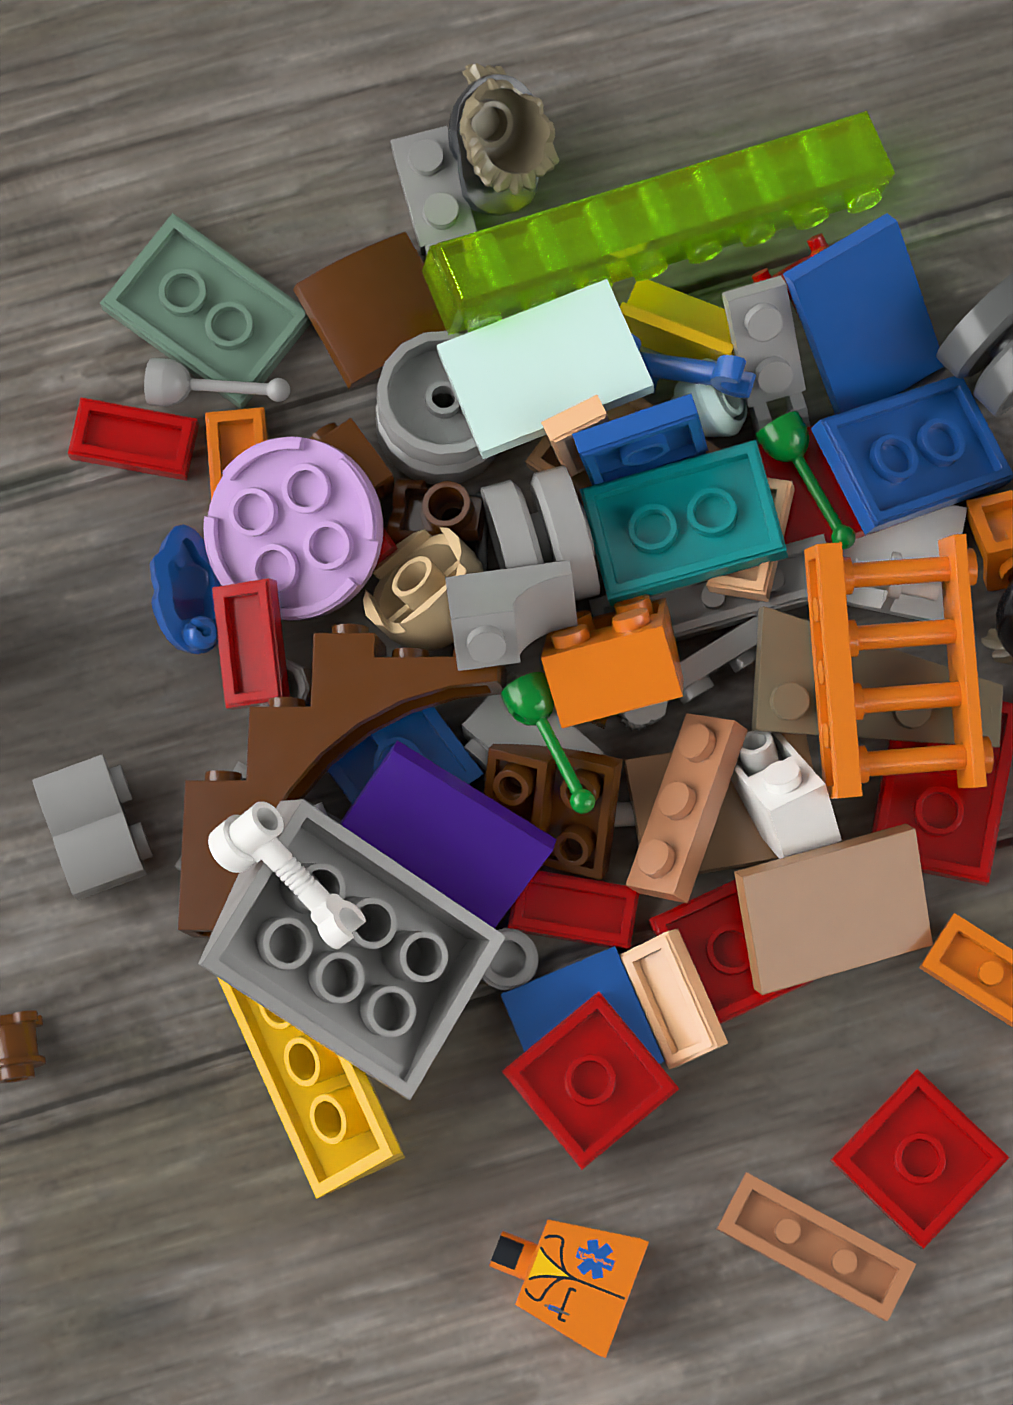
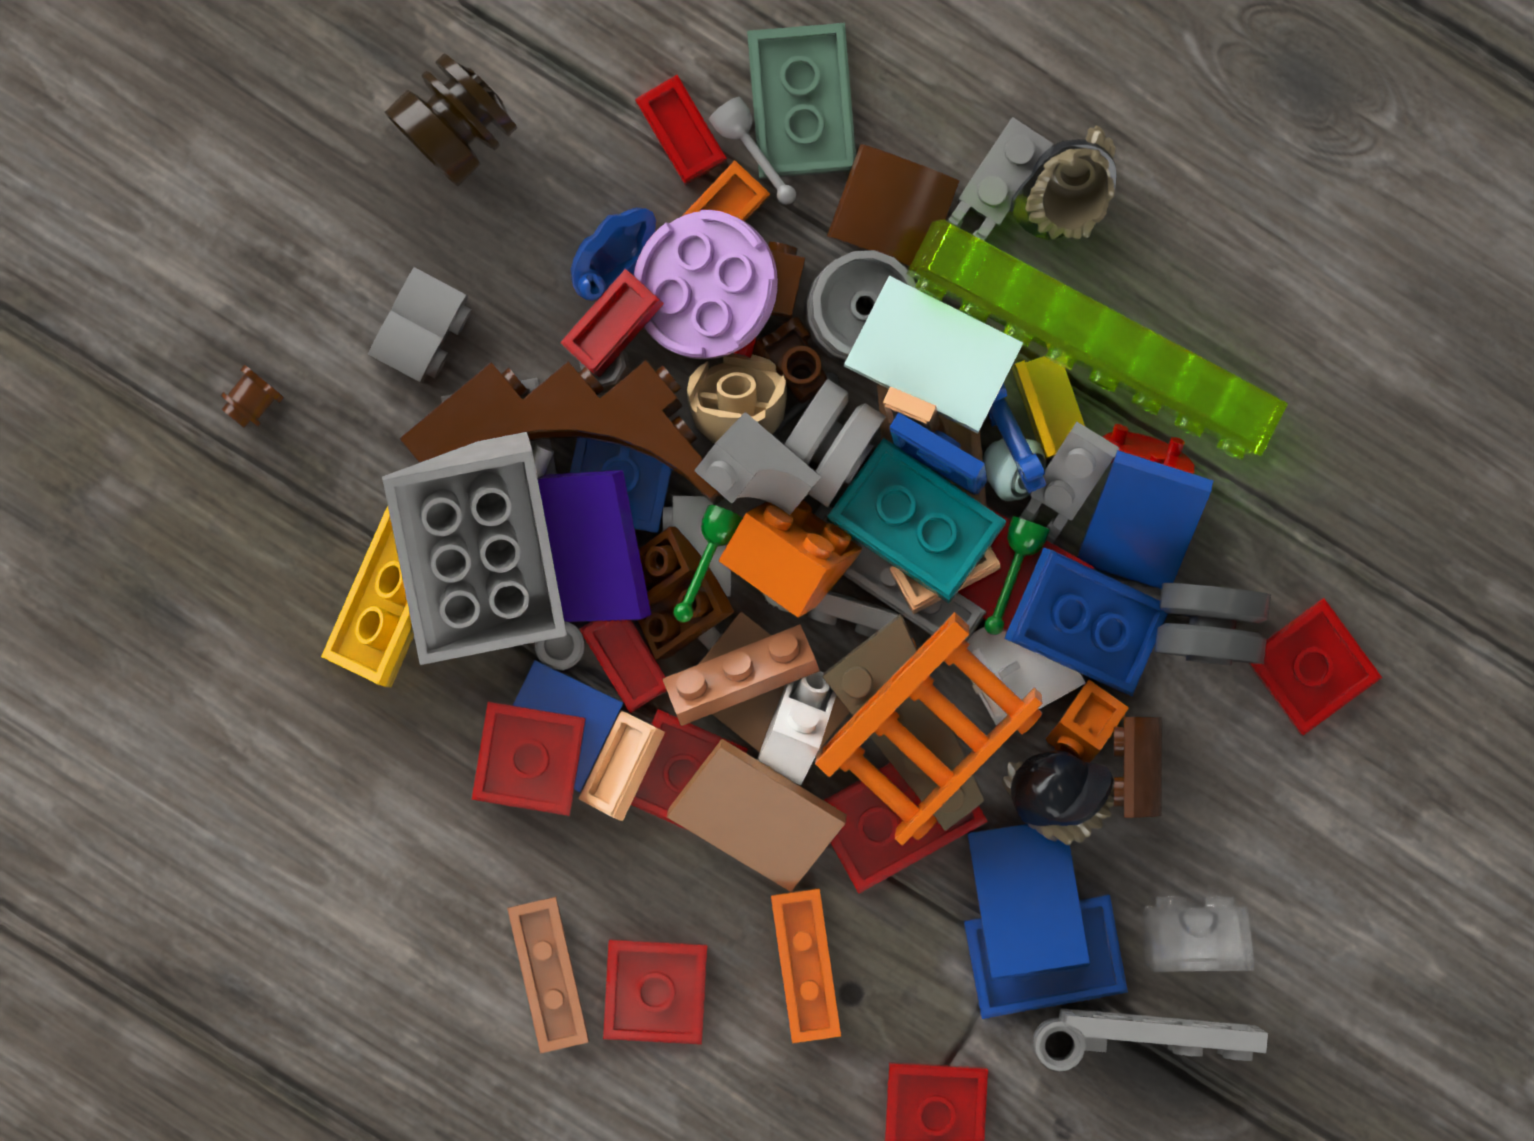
camera: 45 degrees right, 10 degrees up
(252, 838) = (483, 444): white brick -> none
(573, 1279) = (404, 849): orange torso -> none

